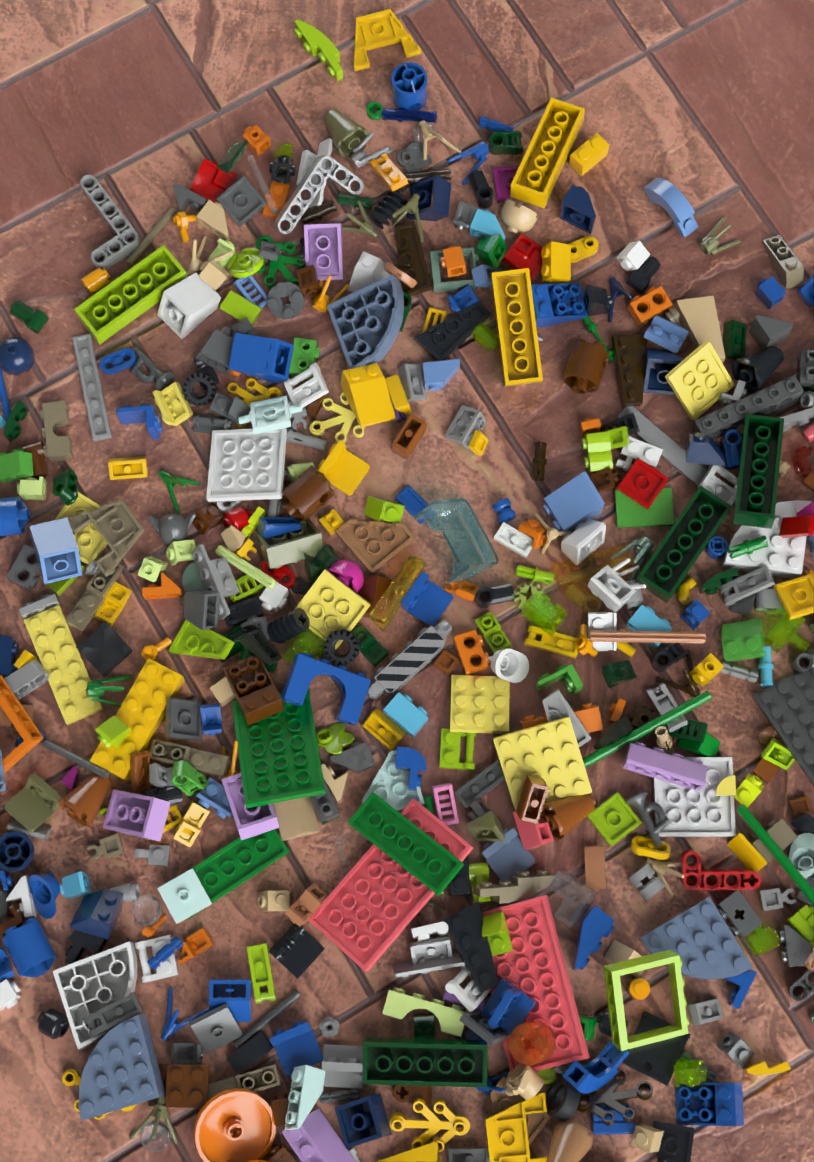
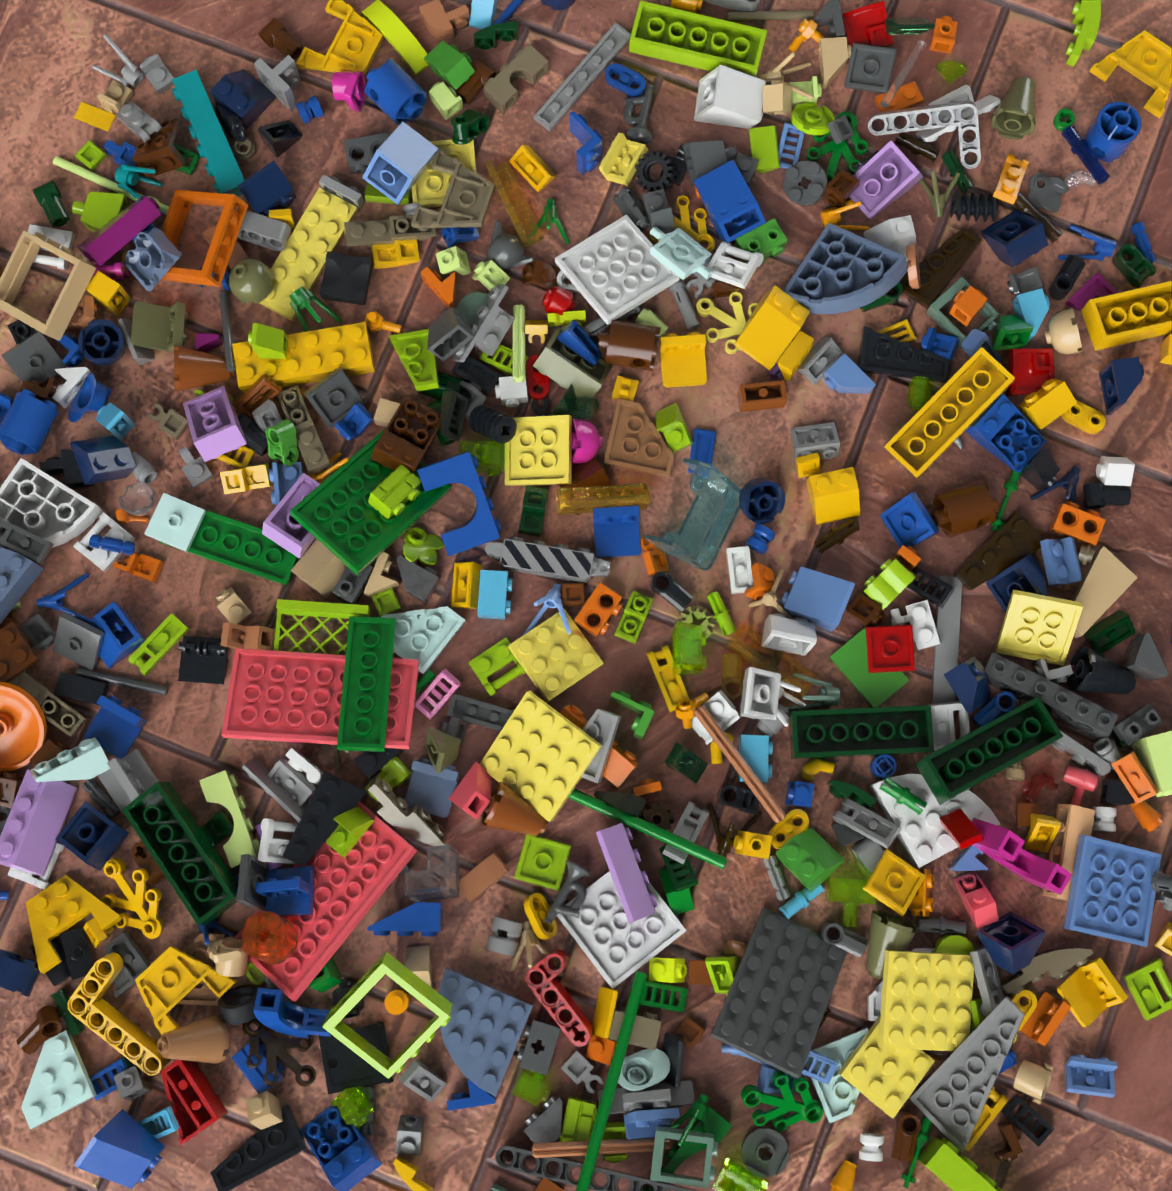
camera: 50 degrees right, 5 degrees up
(54, 715) = (251, 281): none -> olive cylinder
(135, 551) = (459, 234): none -> blue bracket
(144, 497) = (515, 203): none -> clear yellow fence
(233, 538) = (537, 311): tan slope -> none
(279, 174) = (927, 77): black brick -> none
(286, 725) = (395, 492): none -> lime brick
(324, 843) = (317, 610): none -> lime fence
(330, 647) = (497, 487): black tyre -> none
(334, 1027) = (161, 742): light grey plate -> none
(354, 792) = (386, 602): none -> lime tile
(361, 158) = (1004, 143): light grey plant -> none
(412, 208) = (992, 227): olive plant -> none
(412, 761) = (452, 635): blue brick -> none
(428, 134) = (1080, 186): tan plant -> none
(440, 678) = (550, 600): none -> light blue plant
(479, 489) = (761, 500): none -> dark blue cylinder
(509, 665) = (613, 655): white piece -> none
(511, 442) = (834, 495): none -> yellow slope
(532, 799) = (497, 770): dark orange brick -> none
(567, 407) = (909, 521): none -> blue bracket
(619, 437) = (918, 592): lime tile -> none
(664, 741) = (650, 854): tan pin -> none
(713, 639) = (787, 828): none -> yellow plate
(726, 787) = (652, 946): light yellow tile -> none
(768, 811) = (682, 999): none -> green slope
(771, 873) = (601, 1049): none -> orange bracket

